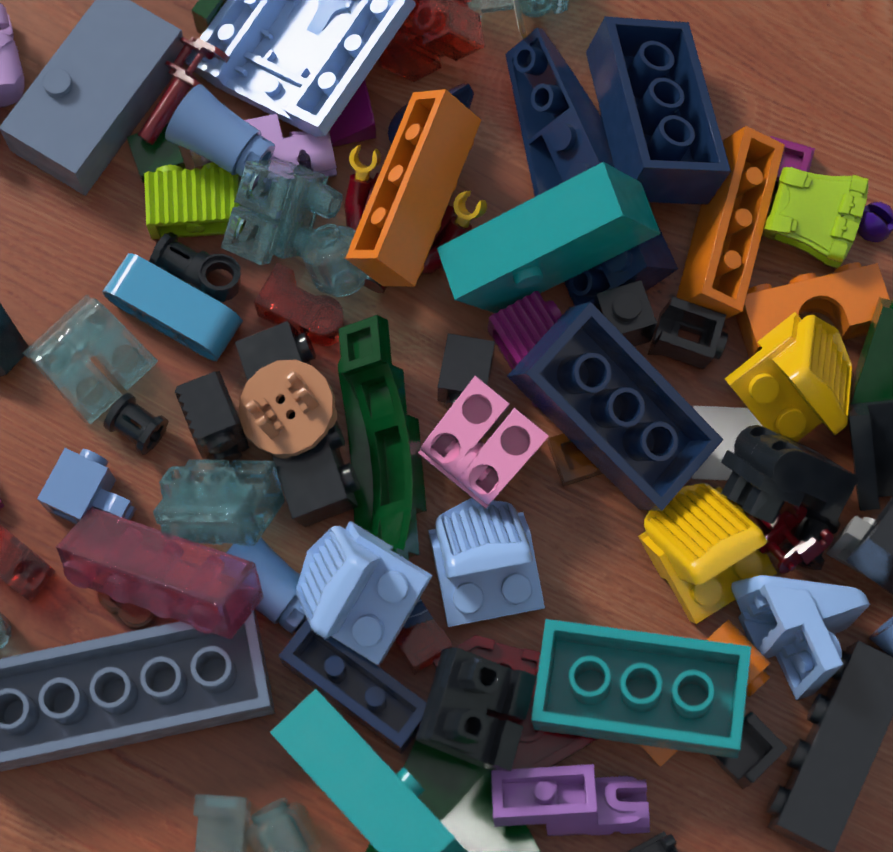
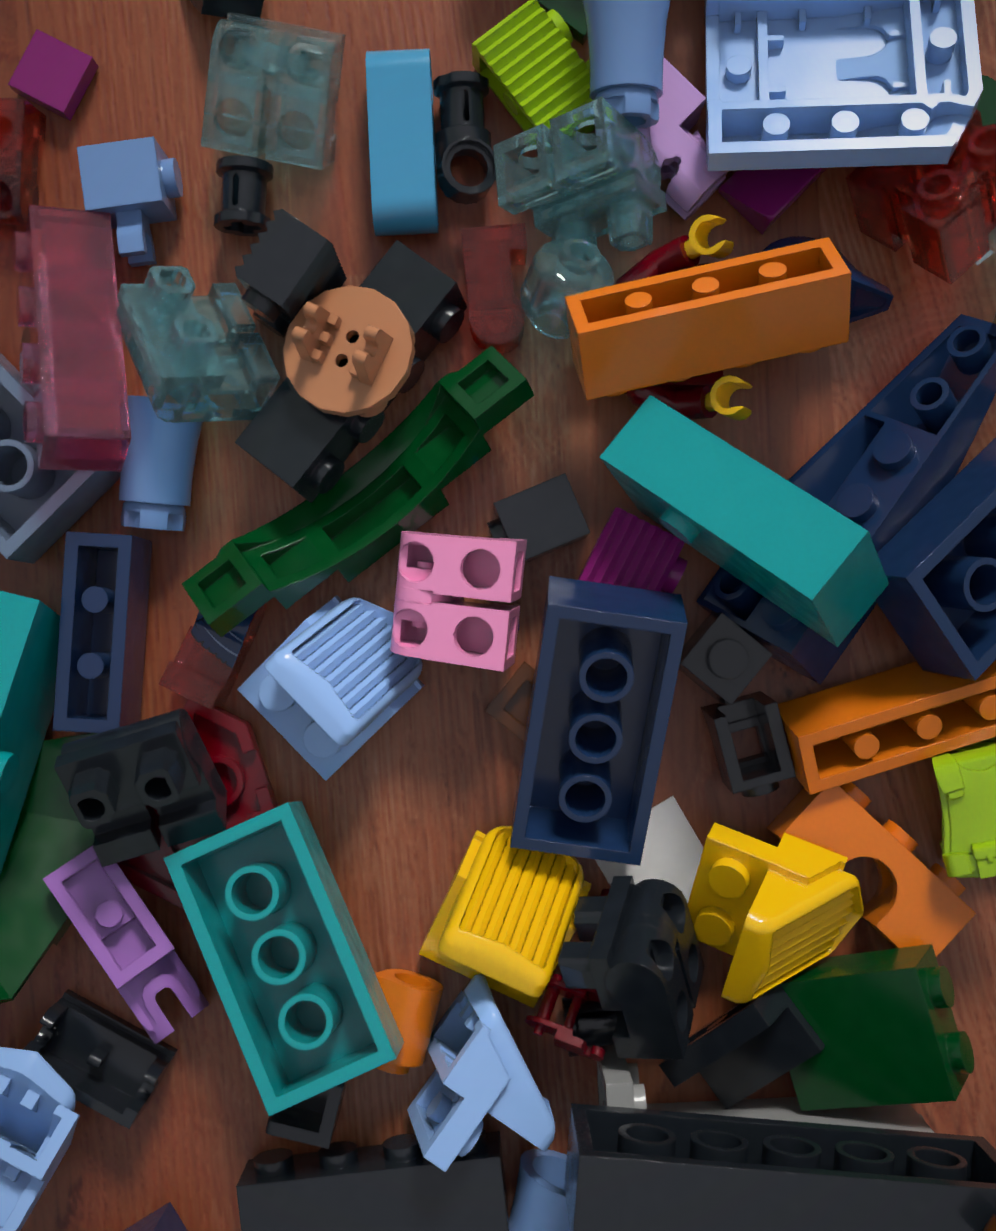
camera: 55 degrees right, 15 degrees up
(358, 590) = (181, 570): light blue piece -> none

